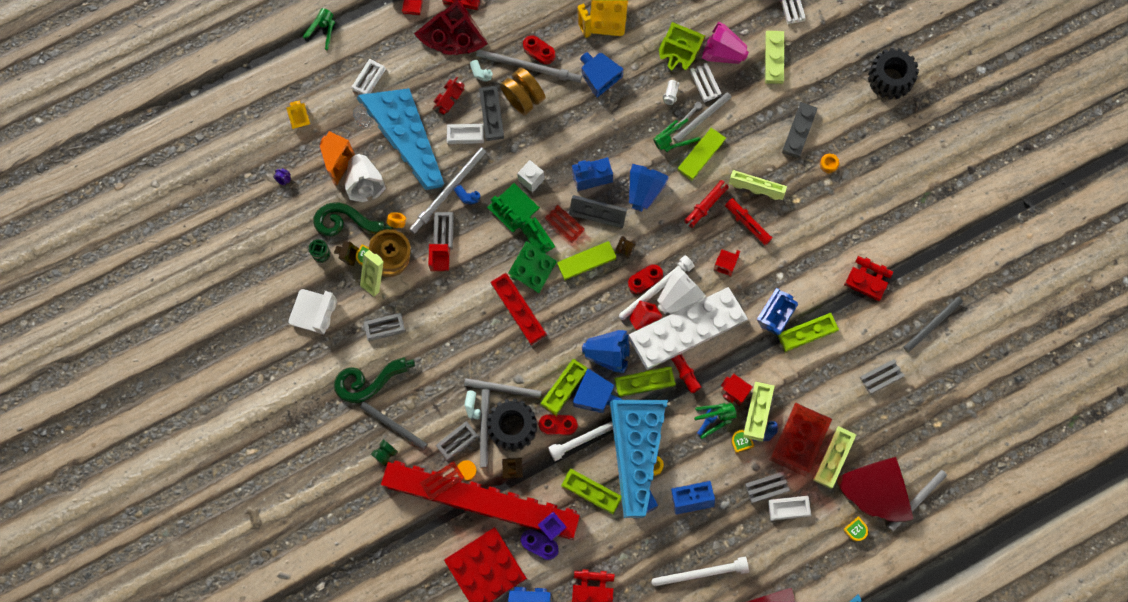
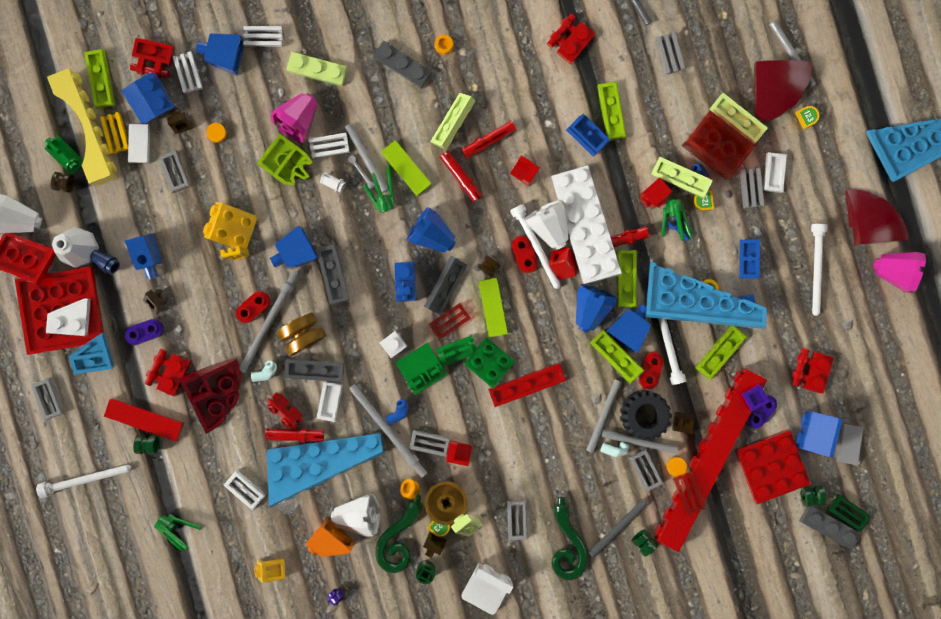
camera: 85 degrees left, 15 degrees up
(428, 114) = (294, 435): none -> red pin
(584, 110) = (332, 274): none -> dark grey plate

